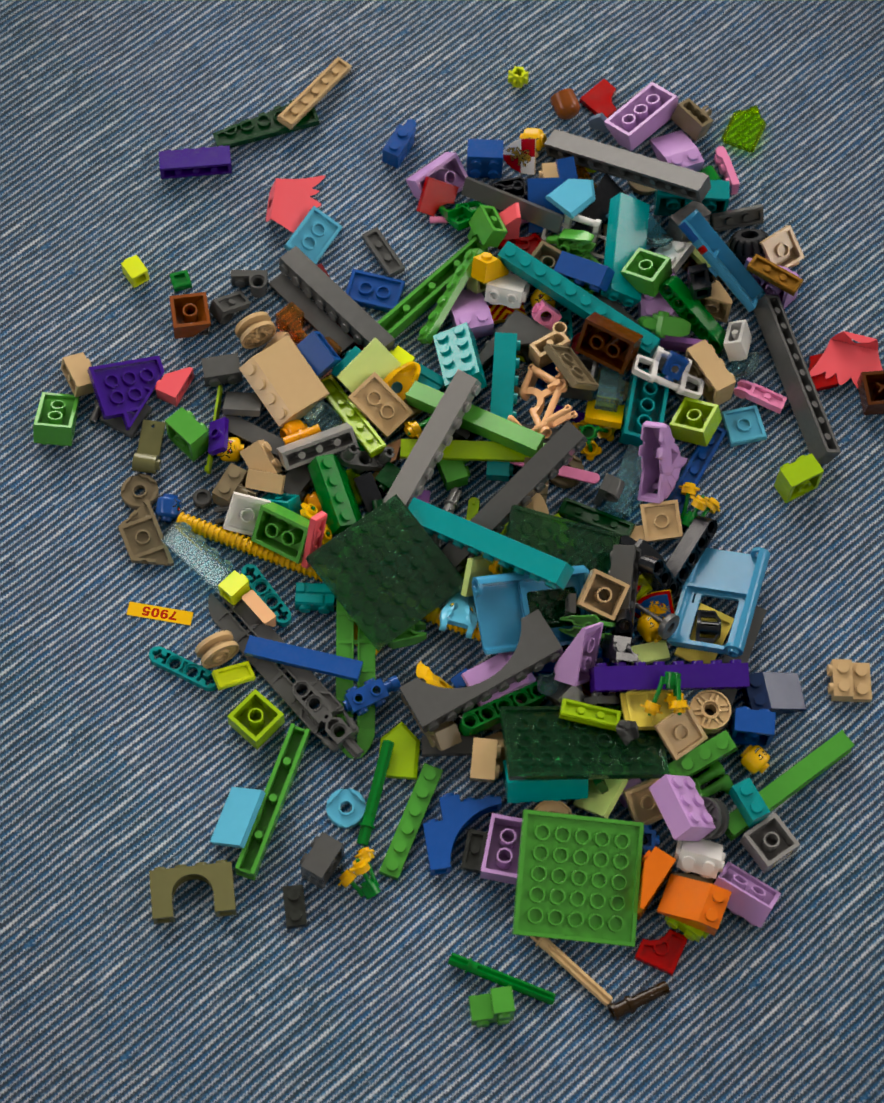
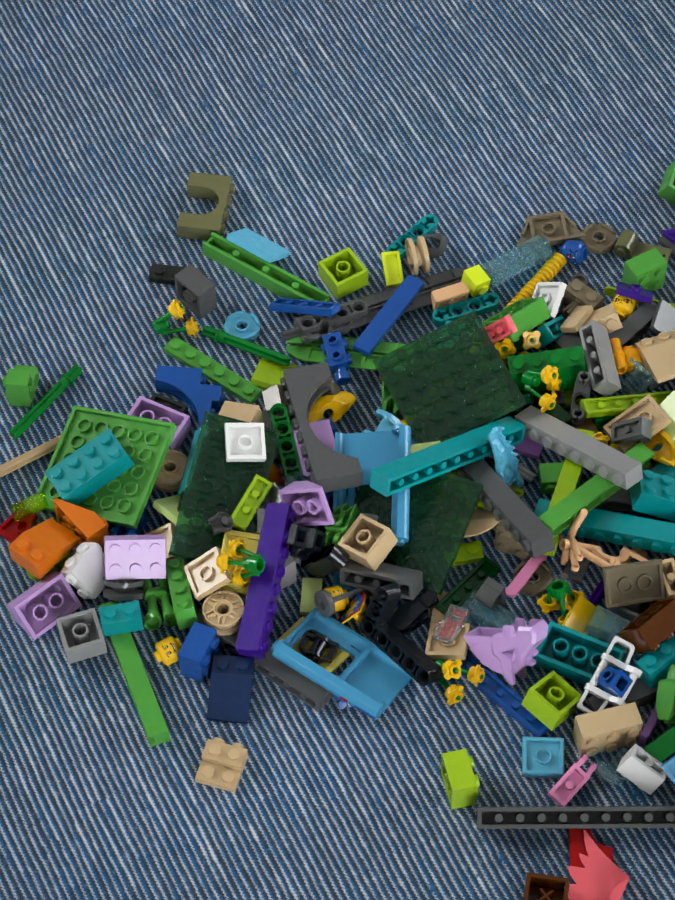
camera: 110 degrees right, 10 degrees down
(160, 613) = (472, 234): yellow sticker -> none
(187, 634) = (442, 240): none -> dark grey piece
(315, 742) = (305, 306): none -> blue tile
(358, 481) = (548, 376): none -> plant
(399, 402) = (634, 429): none -> dark grey plate
(465, 504) = (505, 459): none -> medium azure animal
(532, 730) = (245, 442): none -> white plate
(594, 884) = (89, 468): none -> teal brick
(640, 940) = (29, 506): none -> clear neon green hinge
(648, 518) = (452, 624): none -> clear slope

